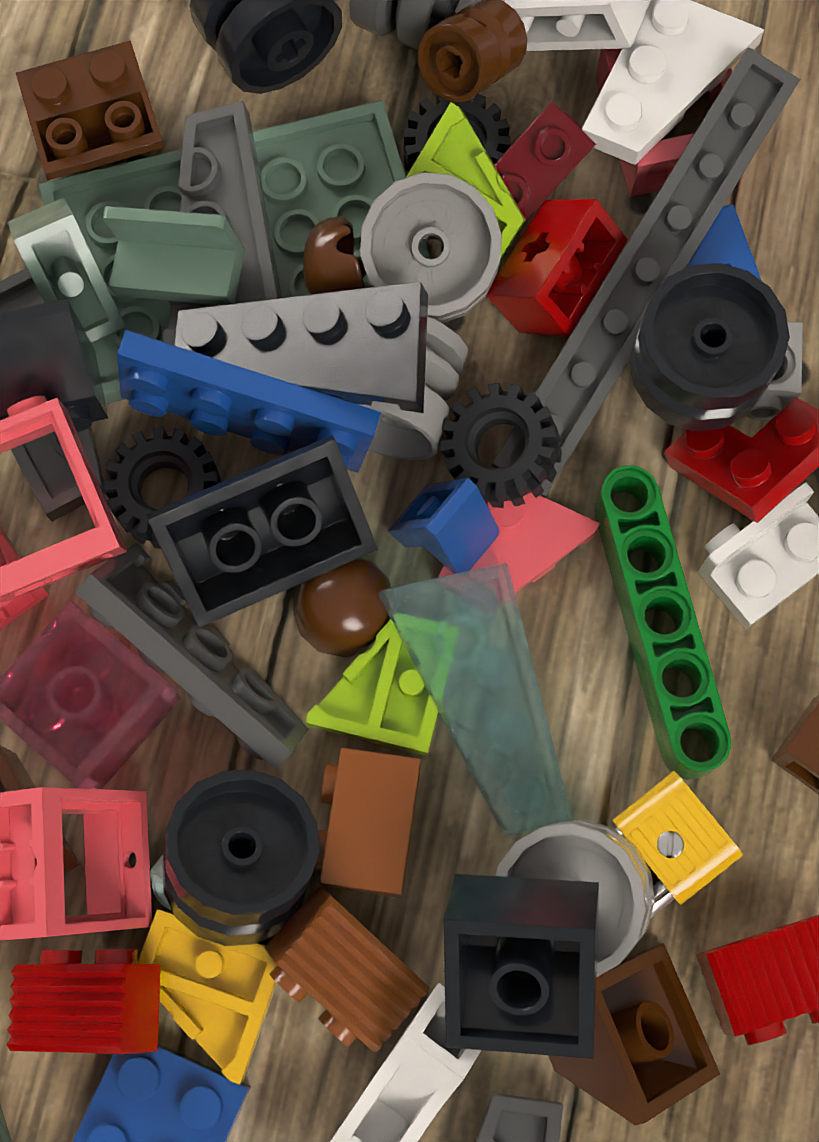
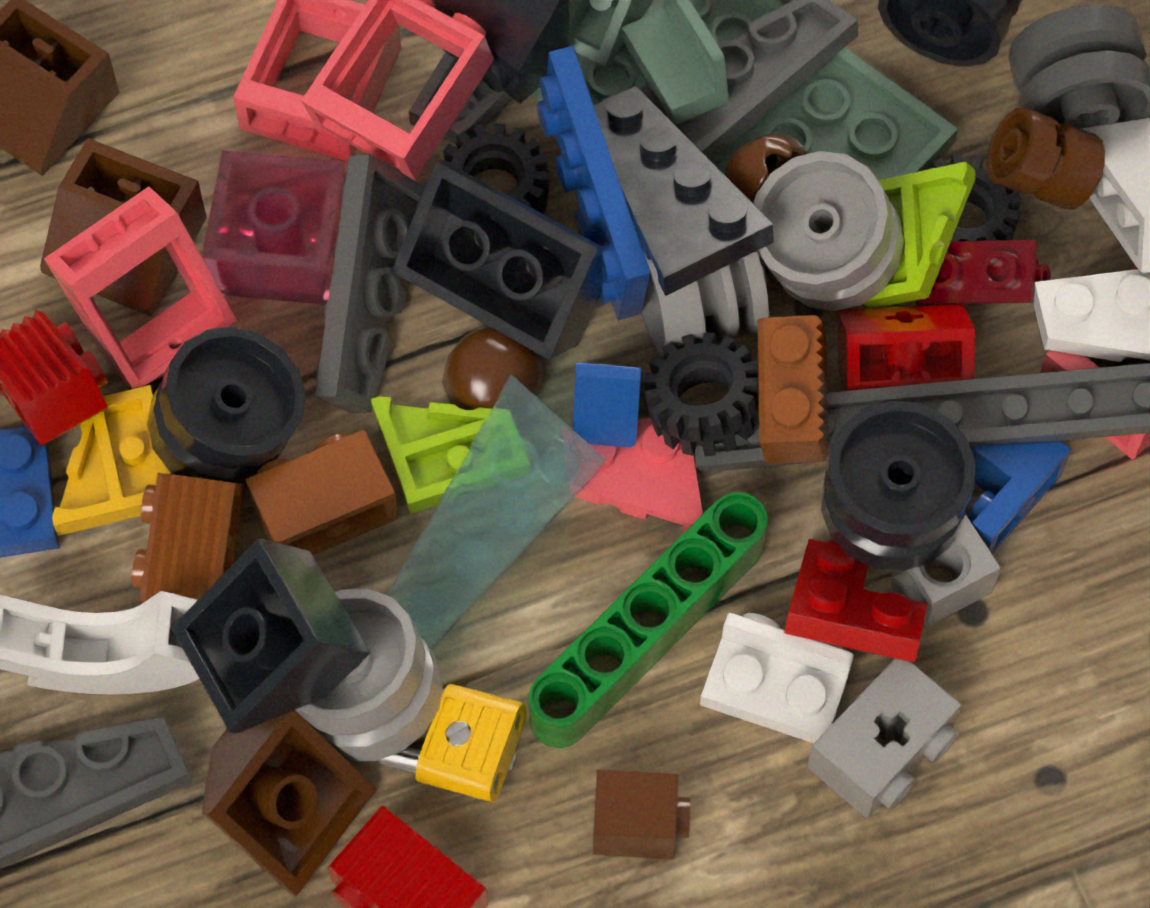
camera: 55 degrees right, 10 degrees down
(558, 371) = (792, 389): none -> dark orange brick

